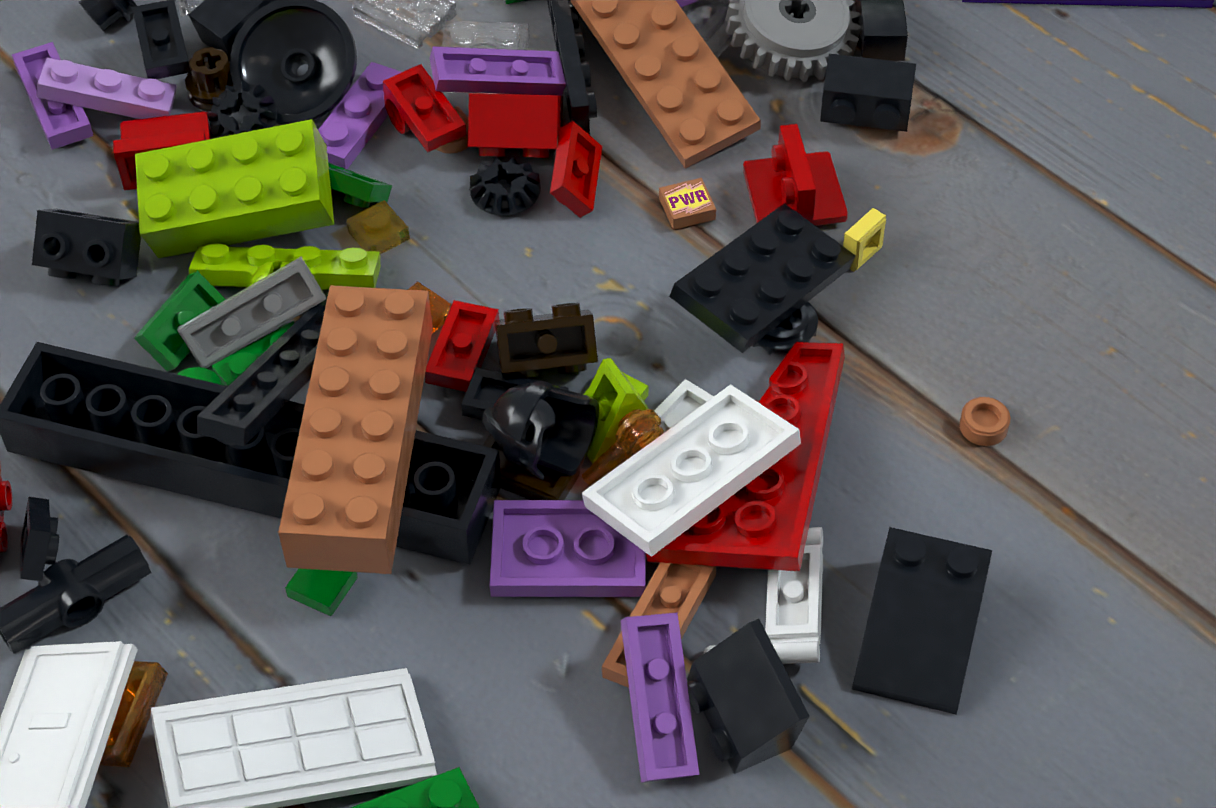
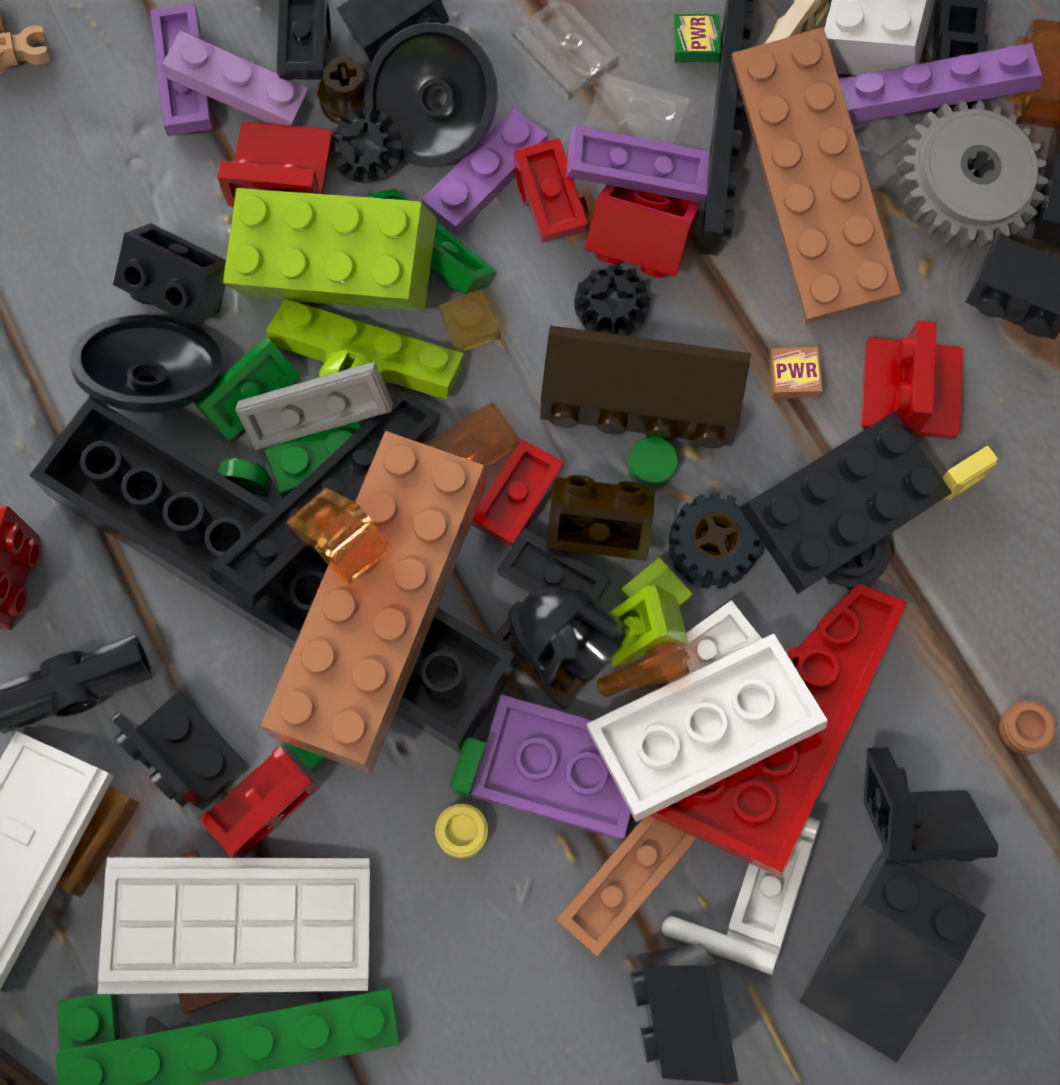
camera: 15 degrees right, 20 degrees up
(38, 539) = (42, 638): black plate -> none
(82, 317) = (146, 363): none -> black dish
(196, 620) = (185, 750): none -> black bracket
(290, 645) = (258, 804): none -> red hinge
(315, 358) = (340, 534): none -> clear orange plate
(480, 567) = (467, 768): none -> green tile
(489, 626) = (461, 831): none -> light yellow tile
(553, 230) = (643, 386): none -> dark brown slope
(576, 169) = (690, 300): red plate -> none
(581, 290) = (652, 462): none -> green tile
(655, 341) = (721, 526): none -> black wheel
(659, 697) = (601, 980): medium lavender plate -> none
(882, 496) = (922, 823): none -> black bracket

